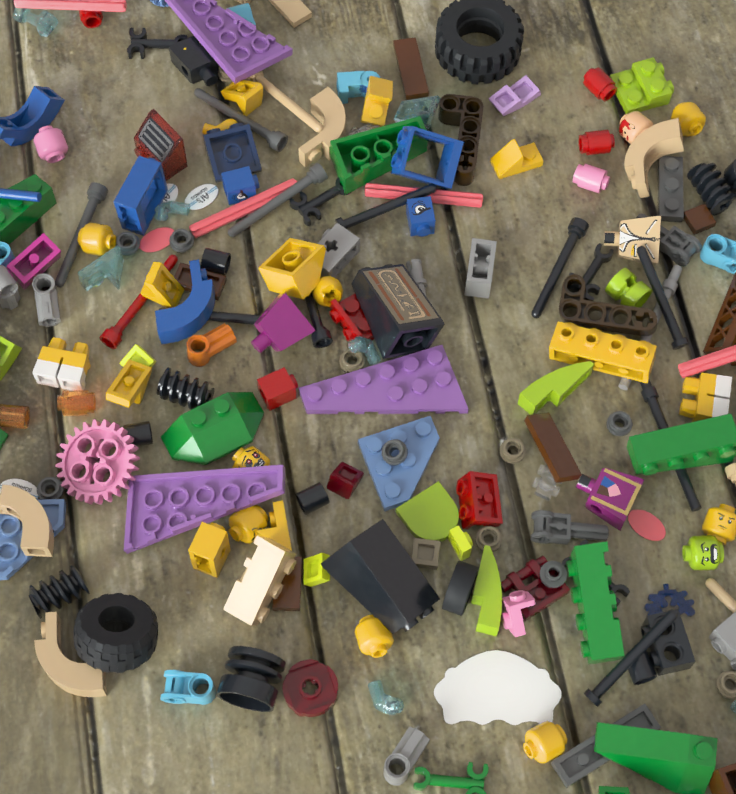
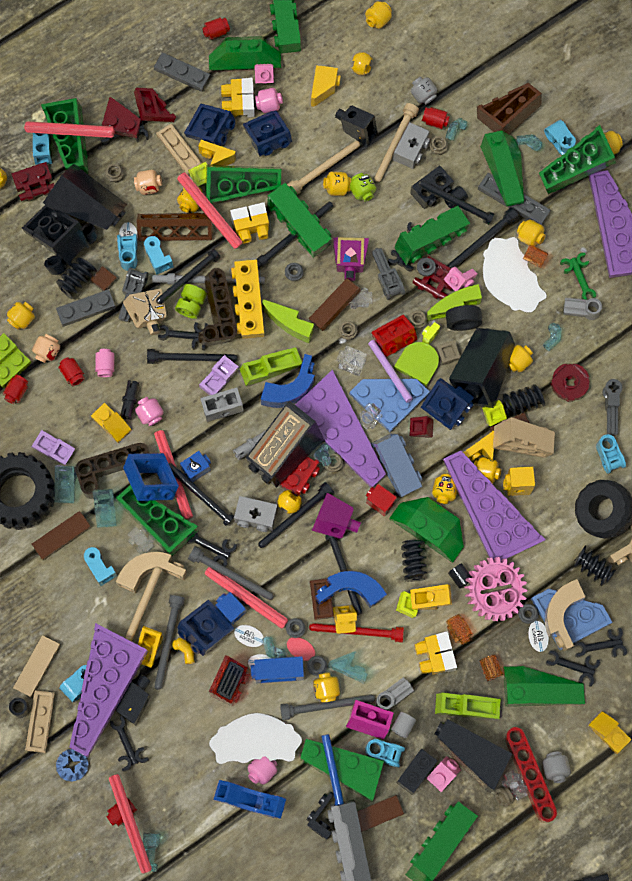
camera: 115 degrees left, 10 degrees up
(86, 152) = (254, 738): none -> white sticker
(210, 343) = (367, 561): orange piece -> none
(216, 261) = (302, 593): black beam -> none
(249, 723) = (612, 403): none -> dark grey connector
(251, 679) = (591, 413): black wheel -> none
(294, 268) = (285, 528): yellow slope -> none
(311, 422) = (397, 463): none -> sand blue wedge
(312, 498) = (447, 439): black beam -> none
(312, 612) = (523, 399): none -> black piece
(348, 514) = (448, 404): none -> dark blue plate
(376, 101) = (108, 541): yellow slope -> none
(386, 422) = (368, 417): none -> clear piece
(388, 471) = (390, 371): none -> lavender bar
(389, 447) = (397, 399): dark grey plate -> none
(465, 84) = (65, 484): none -> clear light blue slope
(467, 370) = (278, 395): none -> blue arch
(468, 435) = (352, 360): none -> clear brick
(506, 344) = (270, 366): none -> lime slope
(508, 731) = (535, 256): none -> clear orange piece
(510, 197) = (149, 411): none -> bright pink head
(518, 285) = (219, 376): none -> lavender slope
(534, 185) = (129, 400): none -> black pin
(582, 727) = (510, 216): none -> black piece
(646, 525) = (356, 228): coral sticker -> none
(649, 146) = (58, 330): tan arch -> none
(677, 598) = (412, 205): clear blue animal -> none
(706, 281) = (156, 256): none -> medium azure leg

